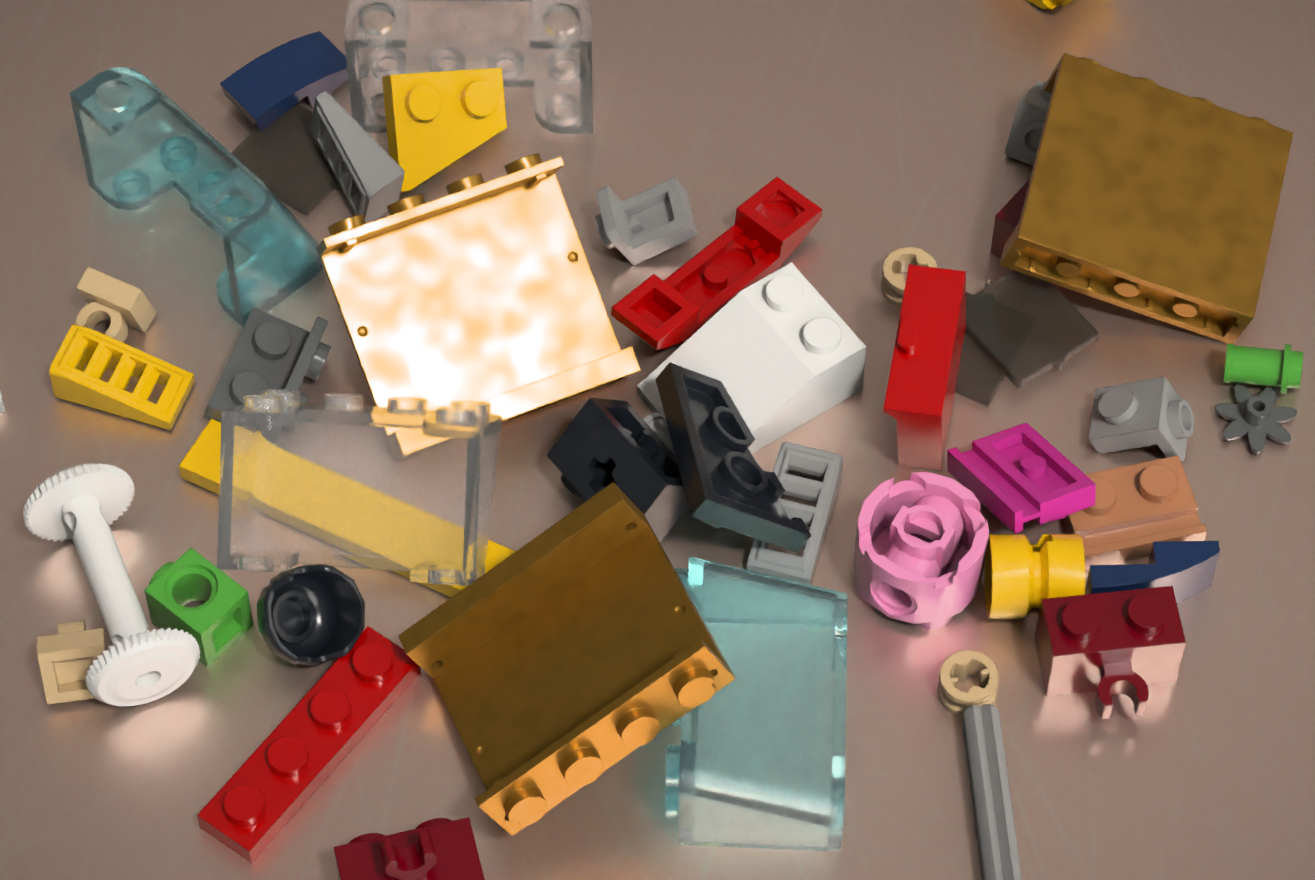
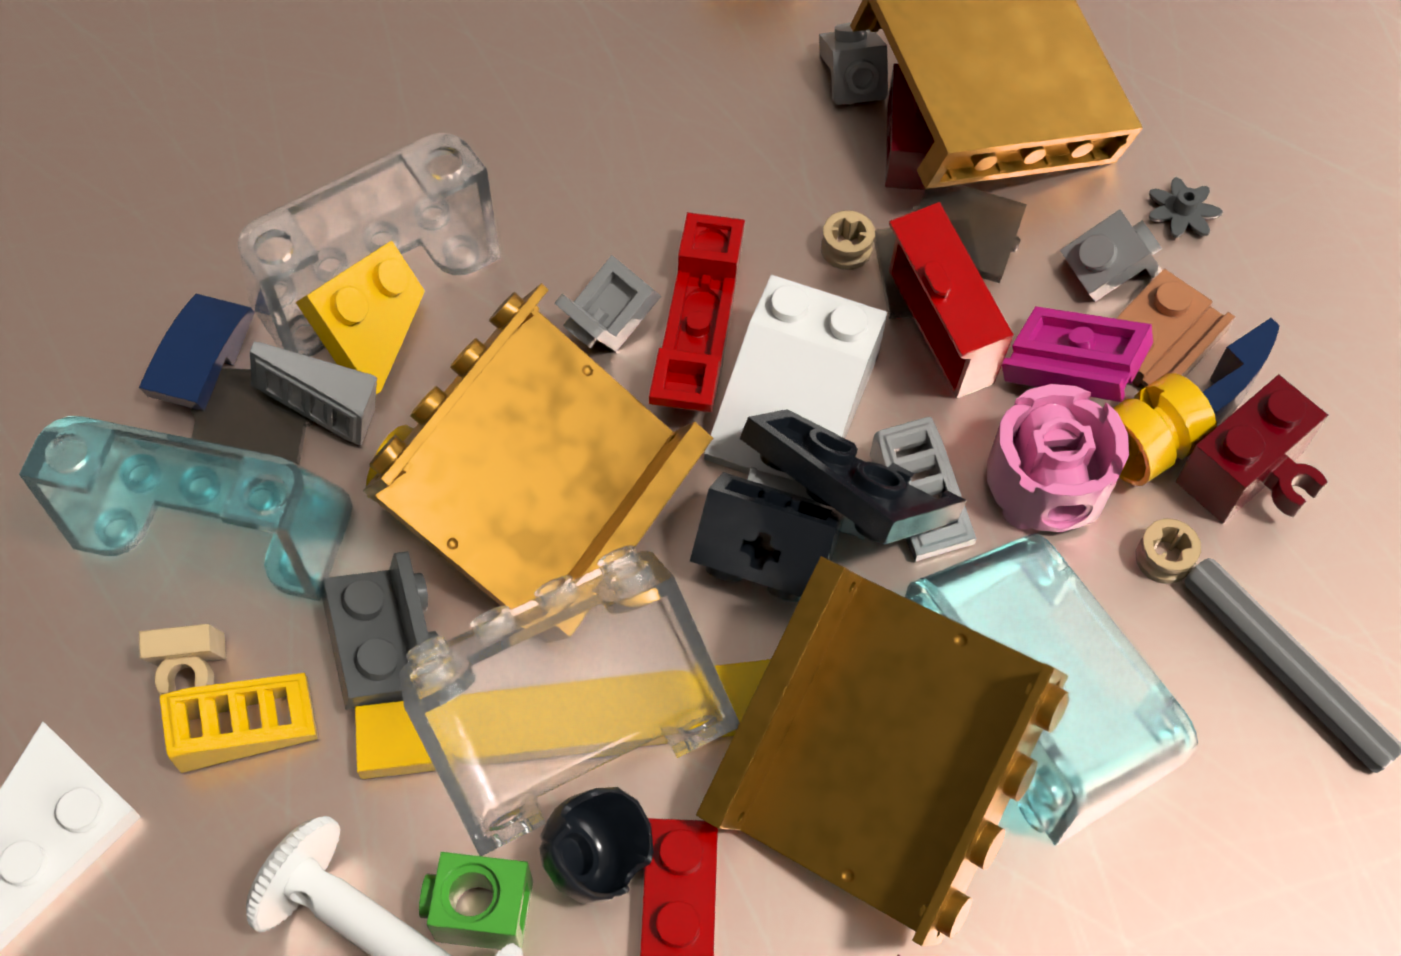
camera: 35 degrees left, 5 degrees up
(1264, 366) = (1176, 159): bright green pin -> none

